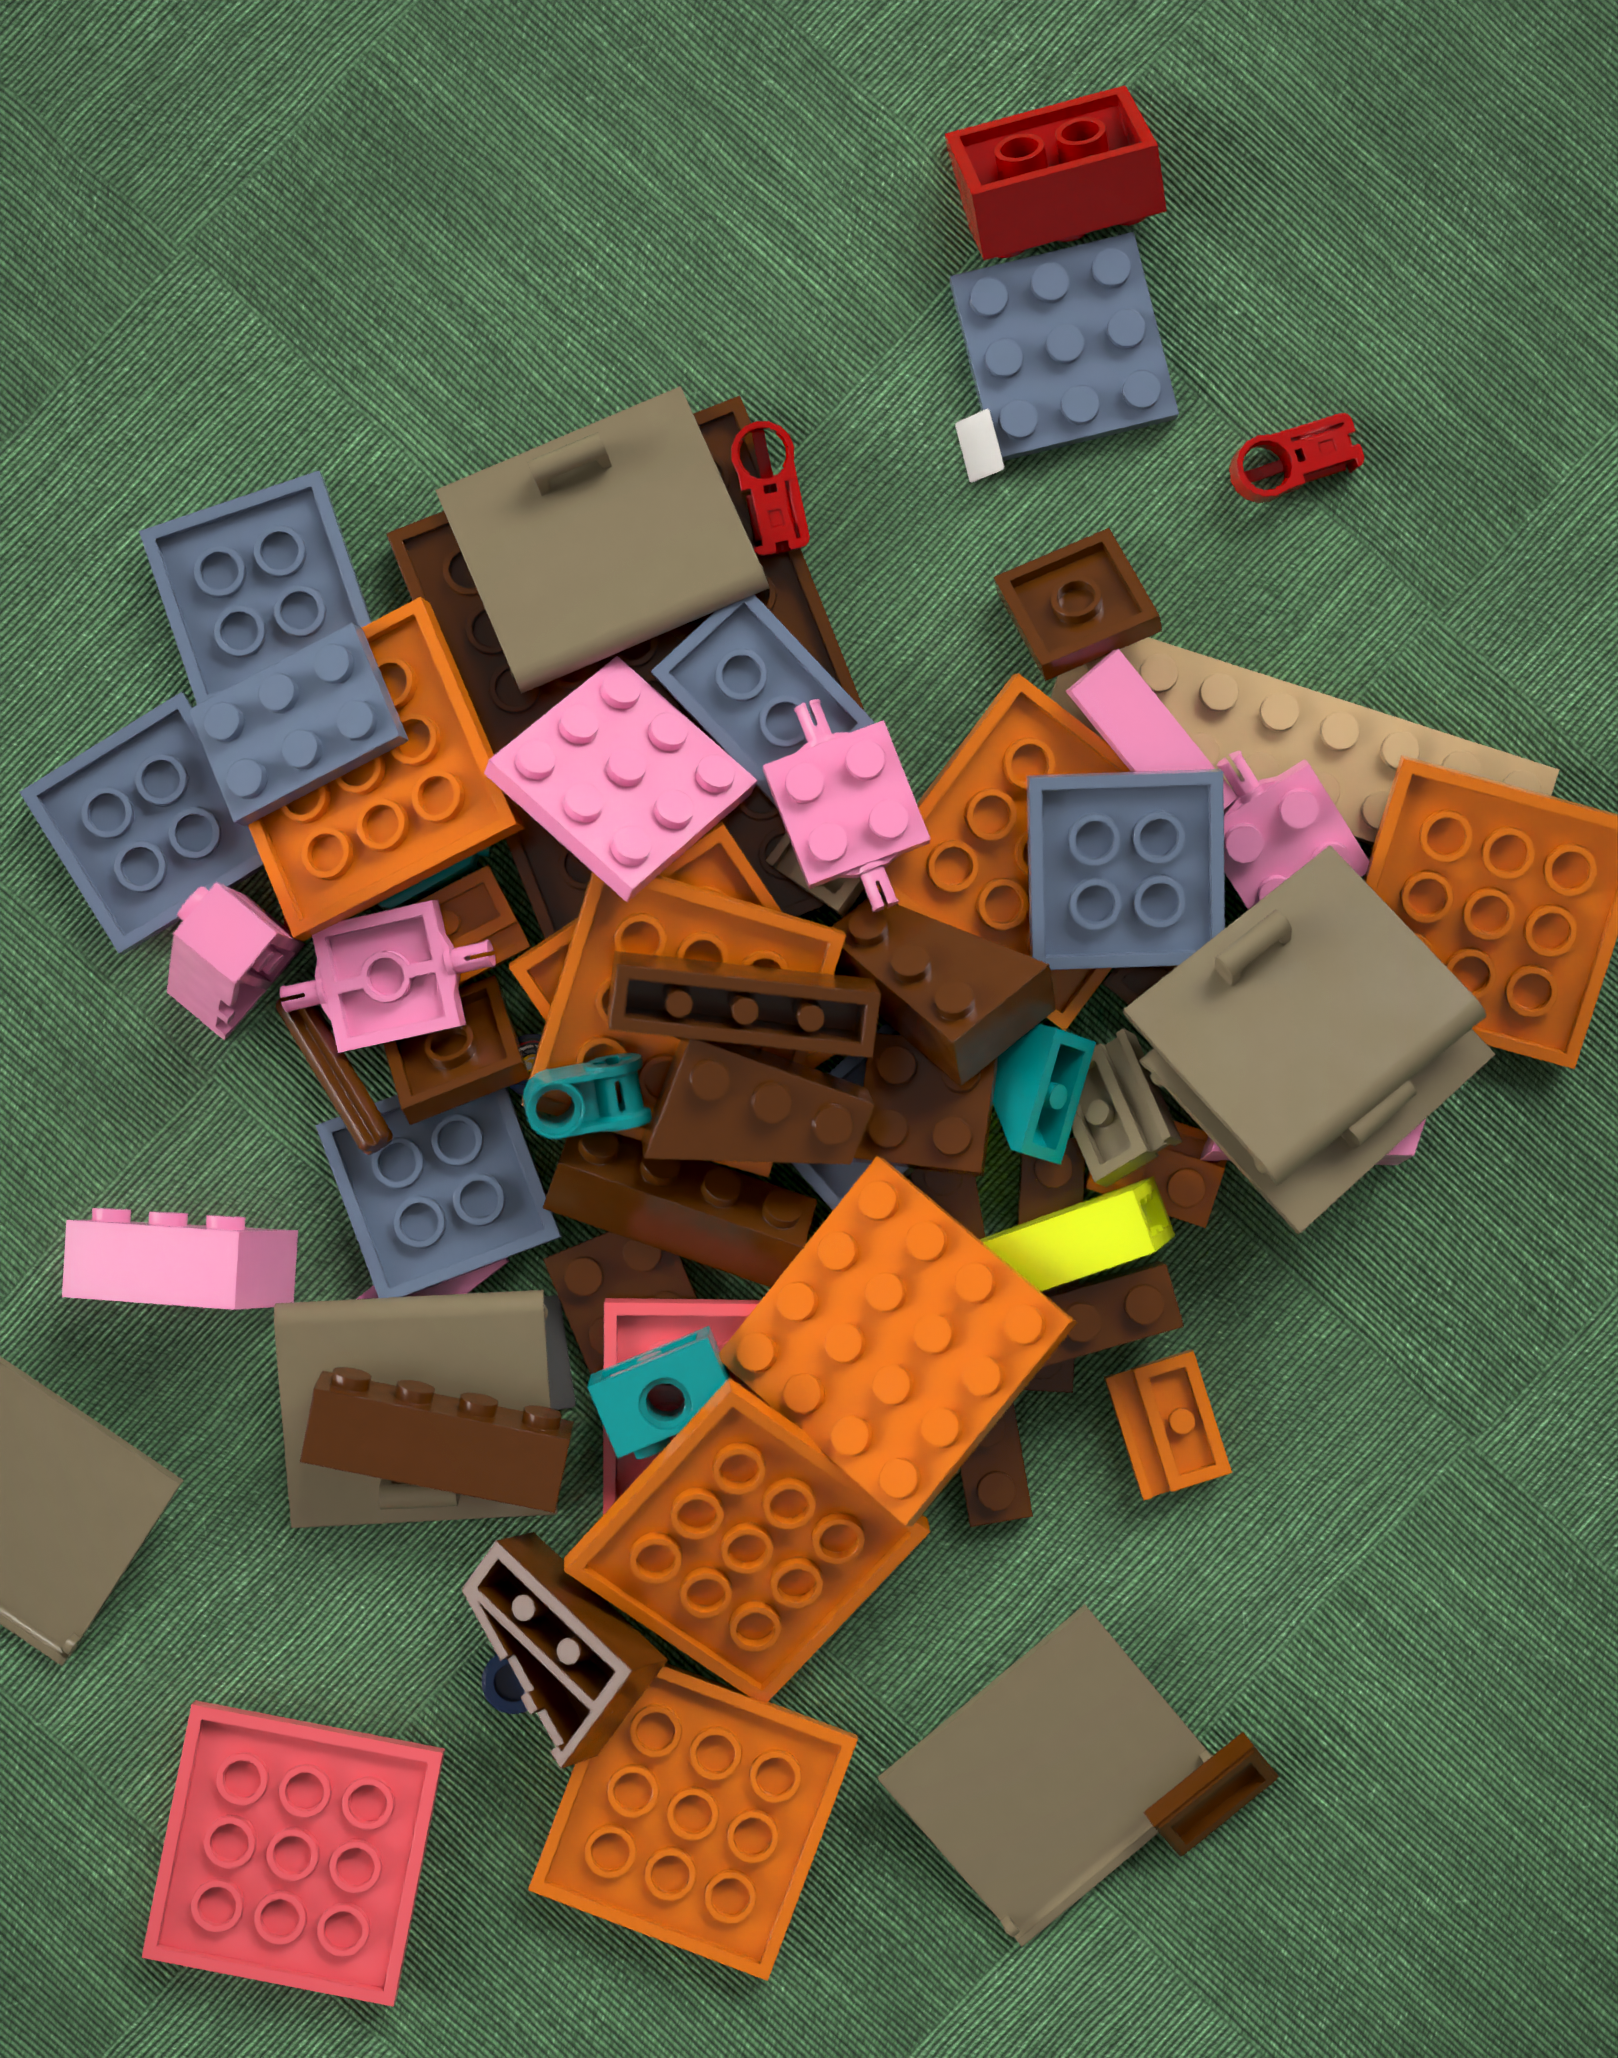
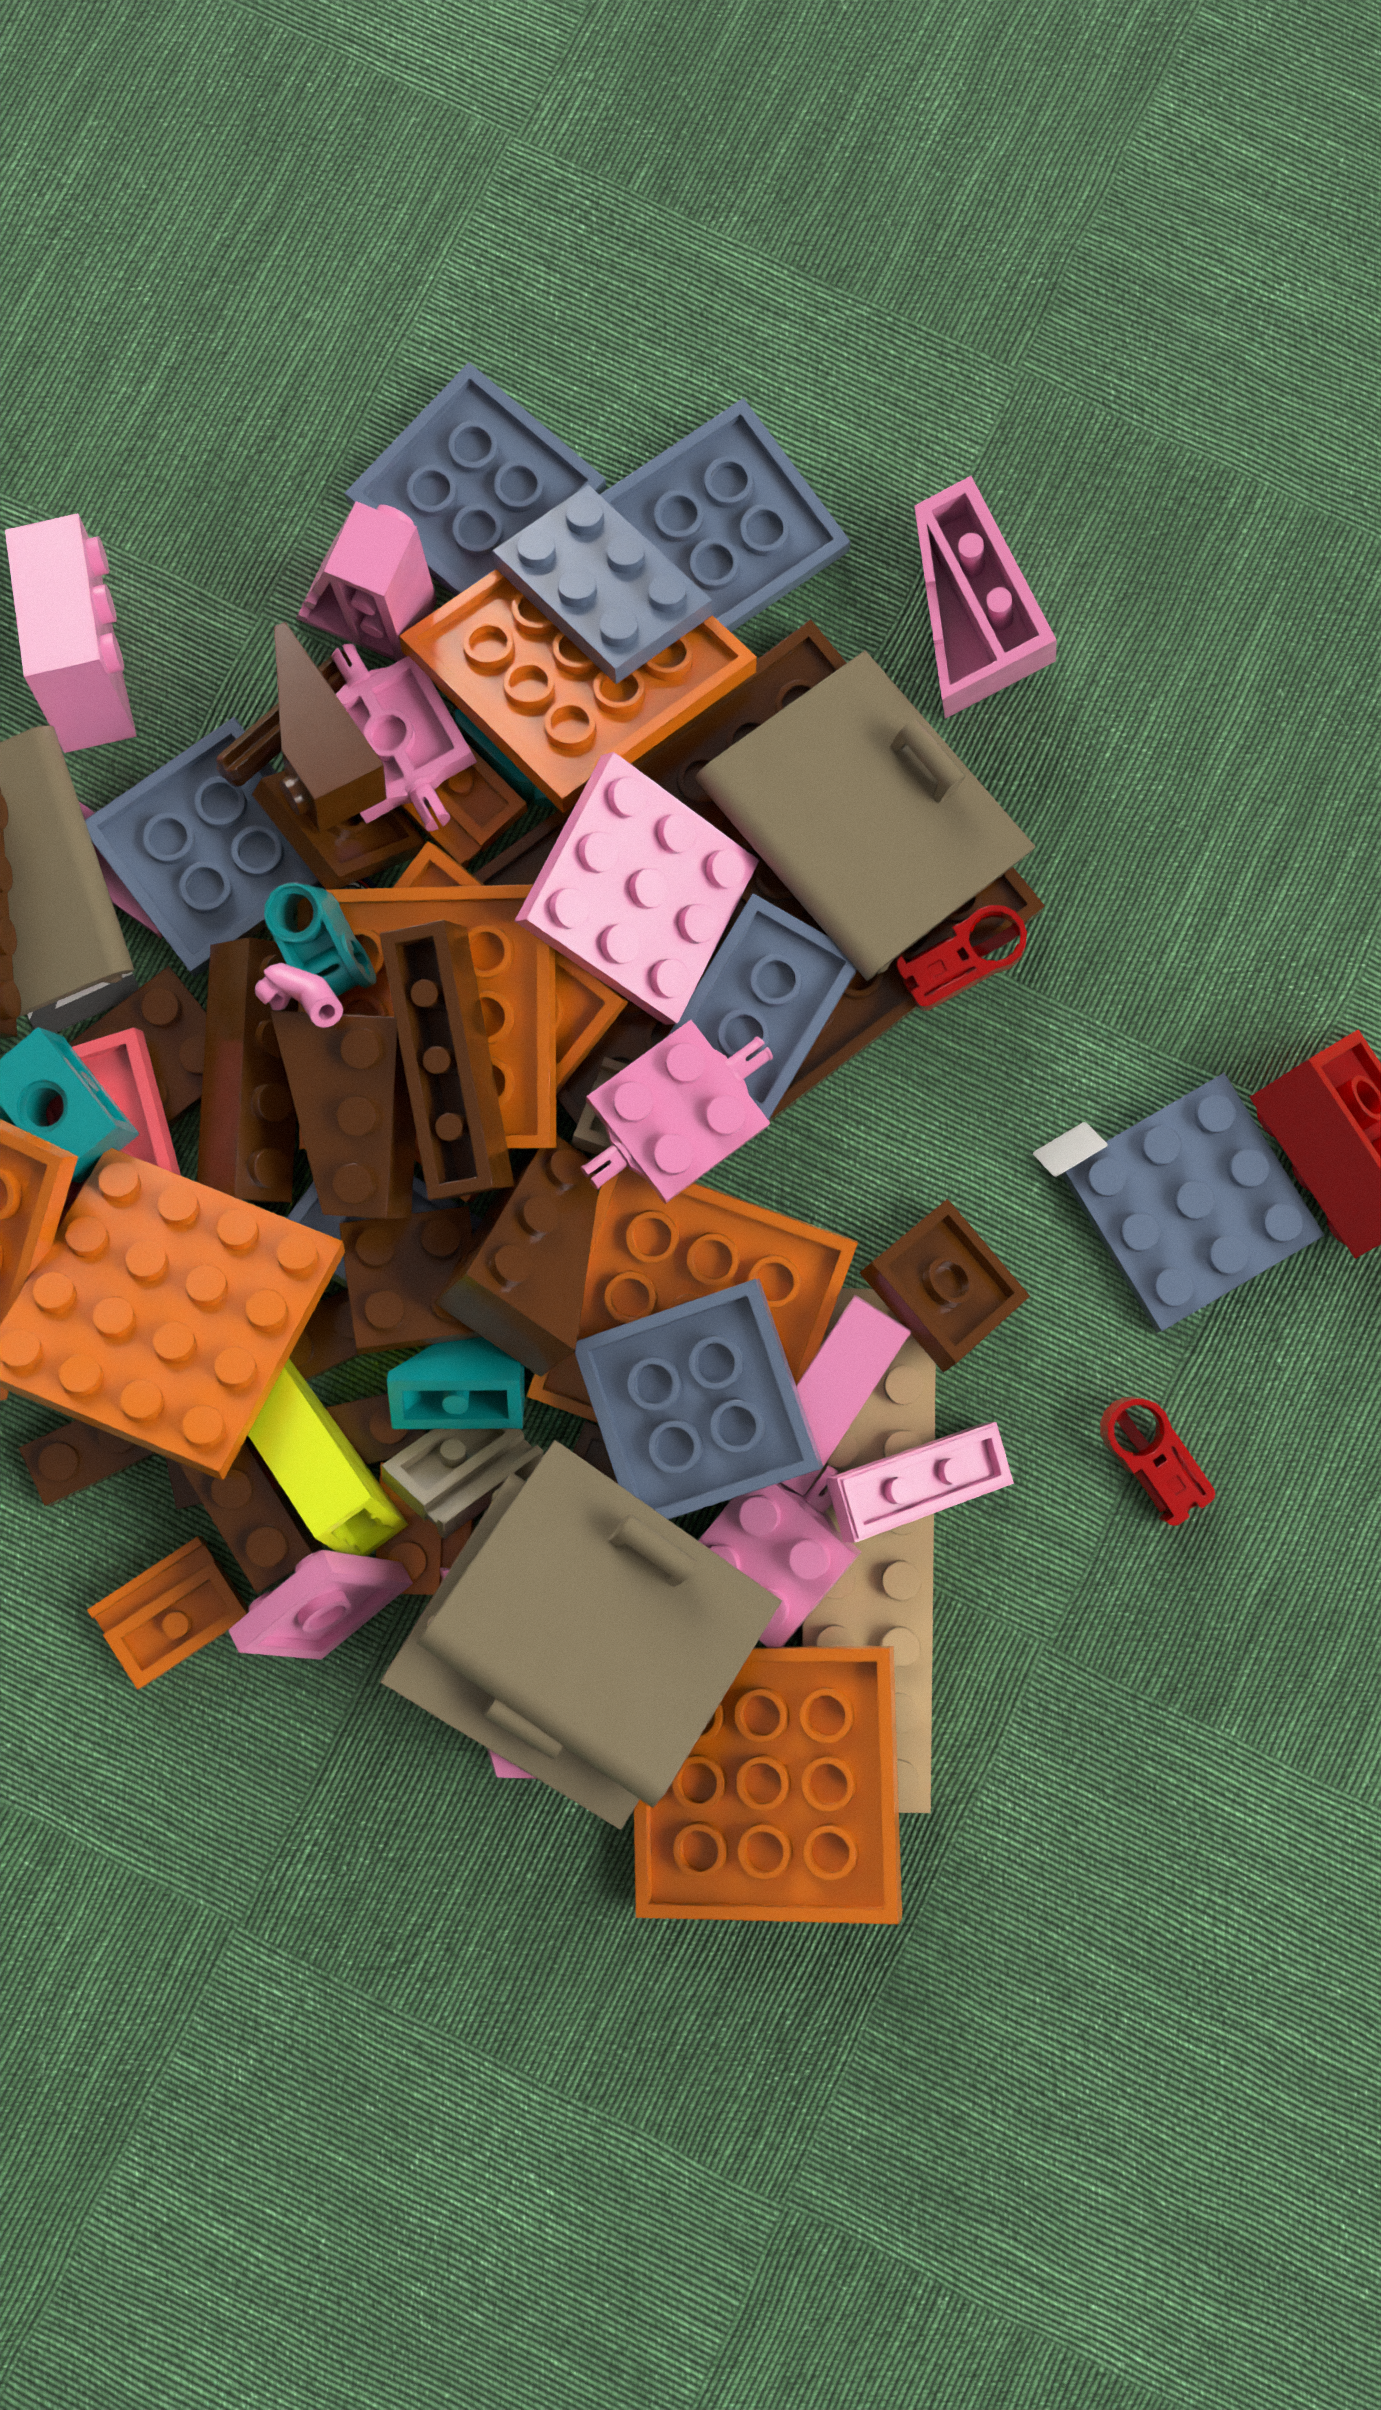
camera: 75 degrees right, 5 degrees down
(395, 1041) = (325, 755): none -> reddish brown slope
(417, 366) = (978, 600): none -> bright pink wedge
(636, 1114) = (309, 989): none -> bright pink arm
(1209, 1275) = (319, 1605): none -> bright pink plate
(1255, 684) = (919, 1482): none -> bright pink tile

